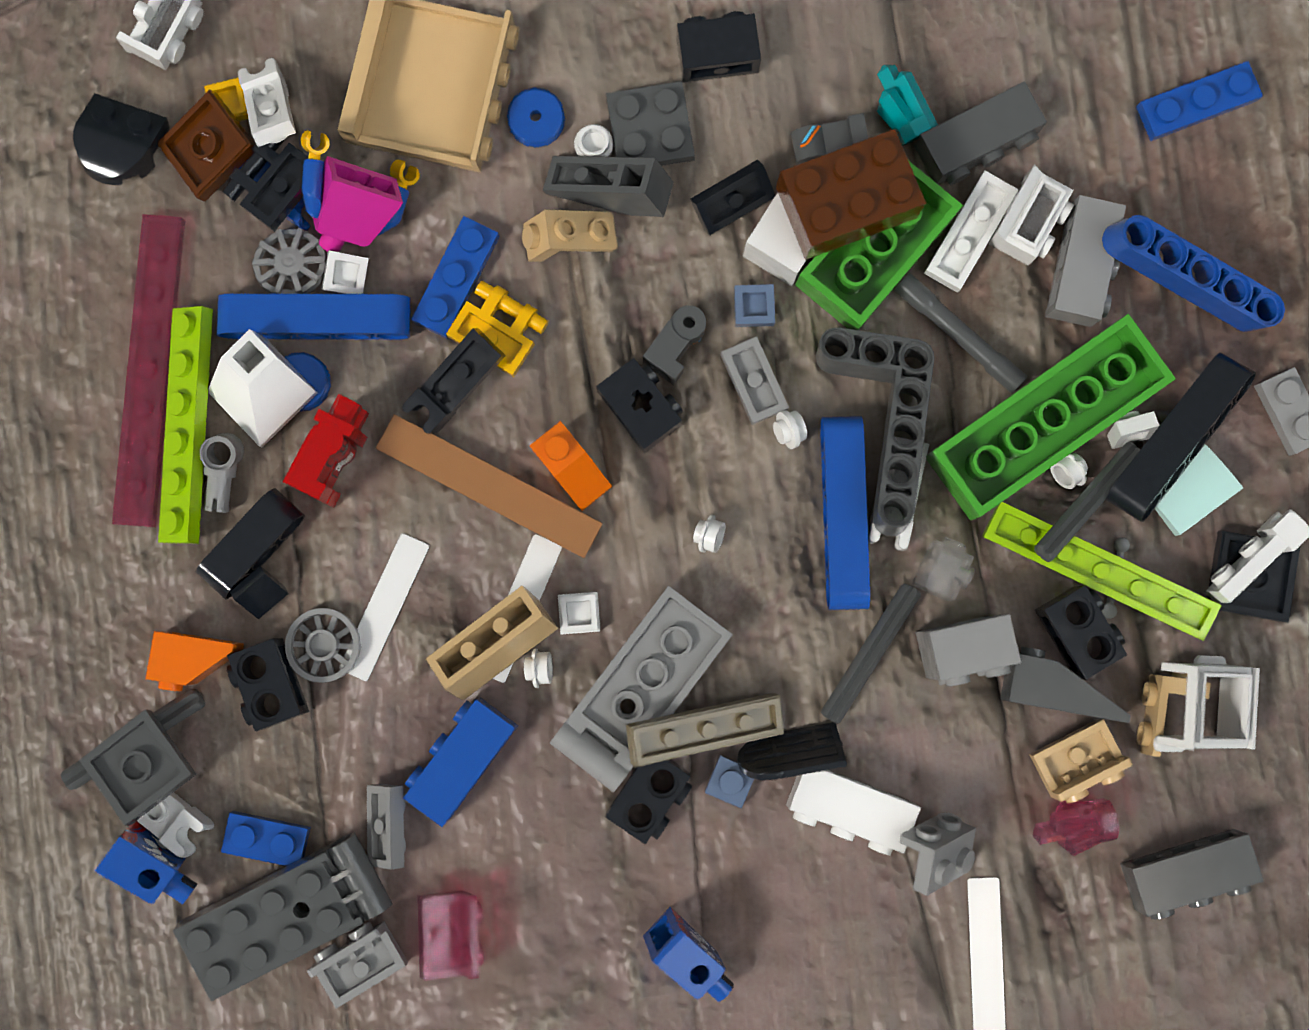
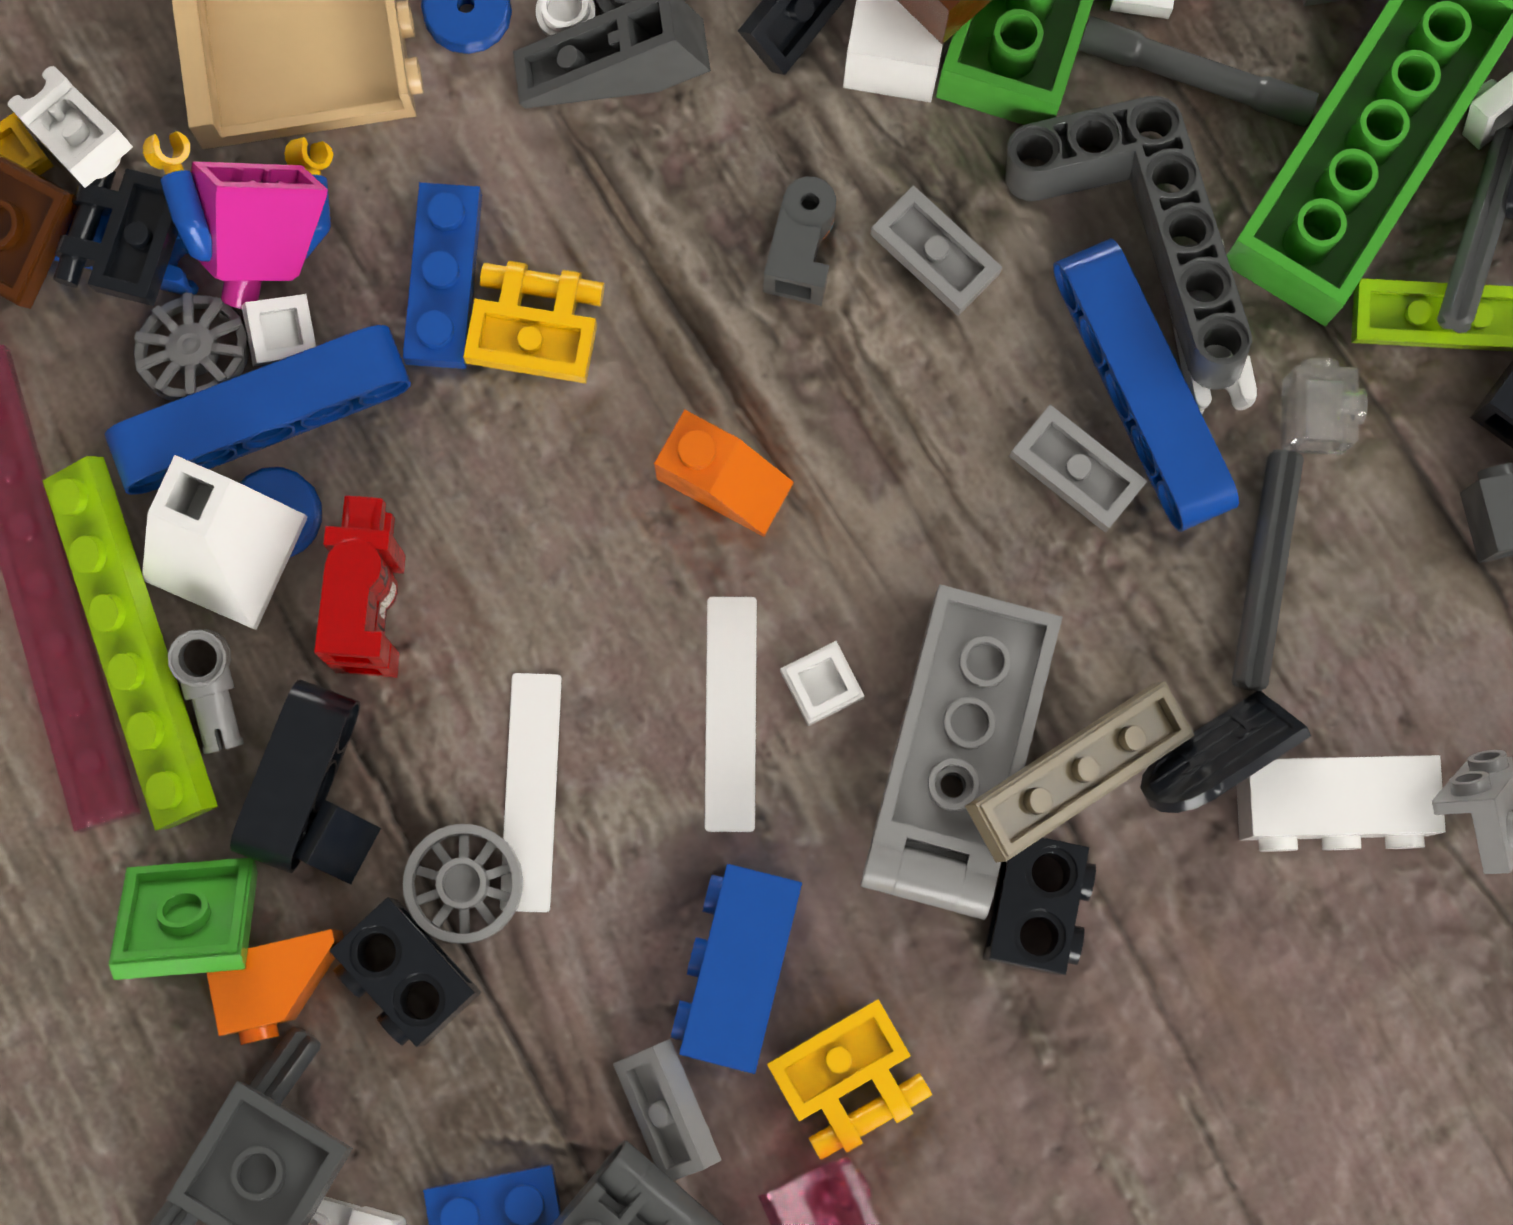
camera: 25 degrees left, 5 degrees down
(153, 602) = (184, 918): none -> bright green tile
(455, 380) = (504, 415): black plate -> none
(489, 486) = (614, 552): medium nougat tile -> none
(491, 643) = (716, 773): tan brick -> none
(494, 838) = (839, 1061): none -> yellow plate
(538, 668) = (797, 785): white plate -> none
(568, 231) = (578, 143): tan bracket -> none
(620, 393) = (803, 375): black brick -> none
(687, 957) = (1197, 1117): blue torso -> none
(709, 534) = (964, 493): white plate -> none
(728, 782) = (1145, 838): sand blue plate -> none
(754, 305) = (890, 146): sand blue plate -> none
(783, 547) = (1077, 468): none -> light grey plate
(790, 428) = (1016, 297): white plate -> none
(968, 647) = (1408, 501): light grey brick -> none
(1070, 471) = (1436, 201): white plate -> none

